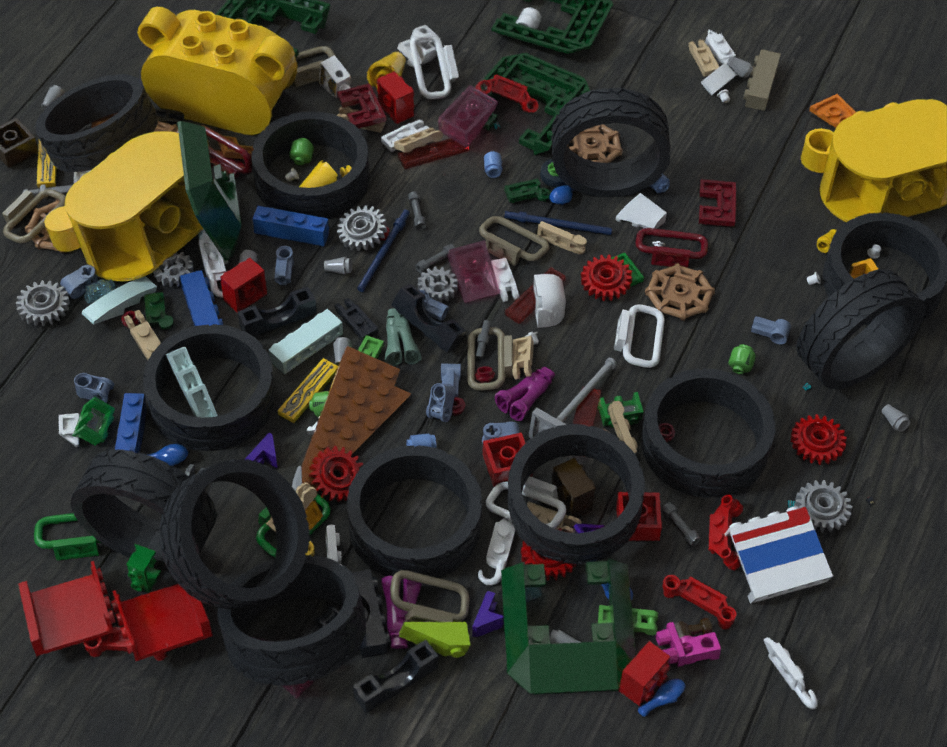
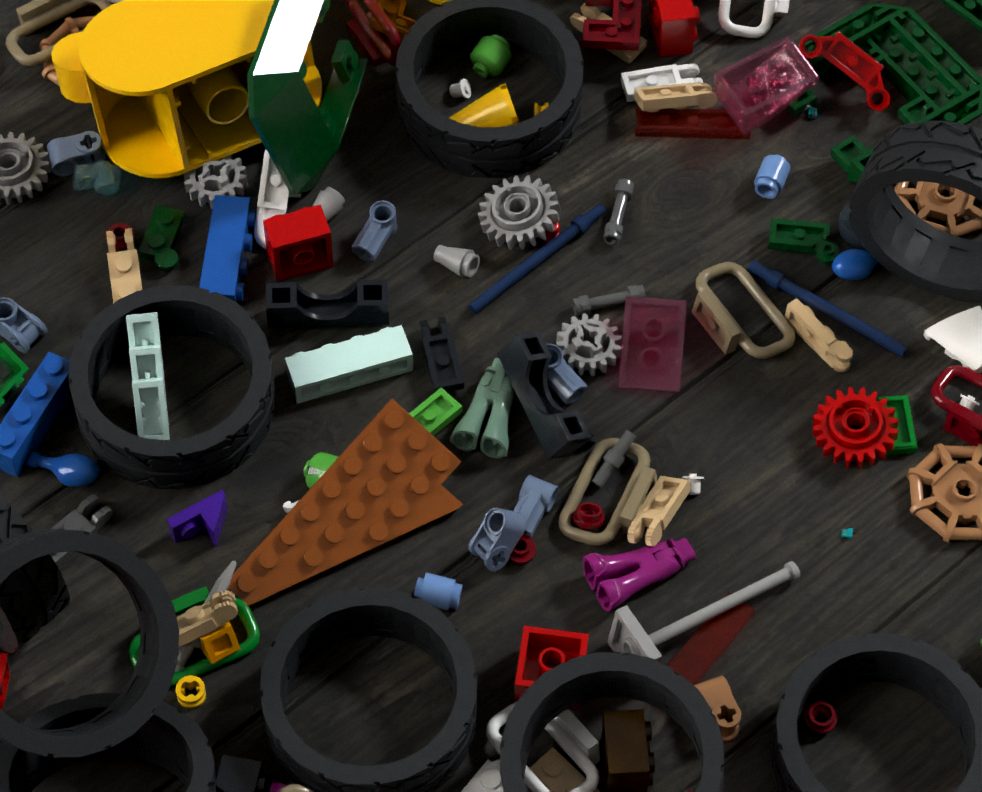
camera: 25 degrees right, 5 degrees up
(116, 301) = (108, 202): light aqua slope -> none
(290, 225) = (416, 171): blue brick -> none
(313, 383) = (324, 437): yellow tile -> none
(323, 473) = (281, 571): red gear -> none
(332, 541) = (224, 717): white hinge -> none
(339, 347) = (399, 390): light grey cone -> none
(499, 430) = (565, 618): sand blue piece -> none
(504, 279) = (696, 368): white hinge -> none
(526, 302) = (732, 415): clear red tile -> none
(549, 300) = (744, 433): white brick -> none
(621, 425) = (750, 686): tan hinge -> none
(625, 333) = (842, 527): white bar -> none
(633, 410) = (766, 656): green window -> none

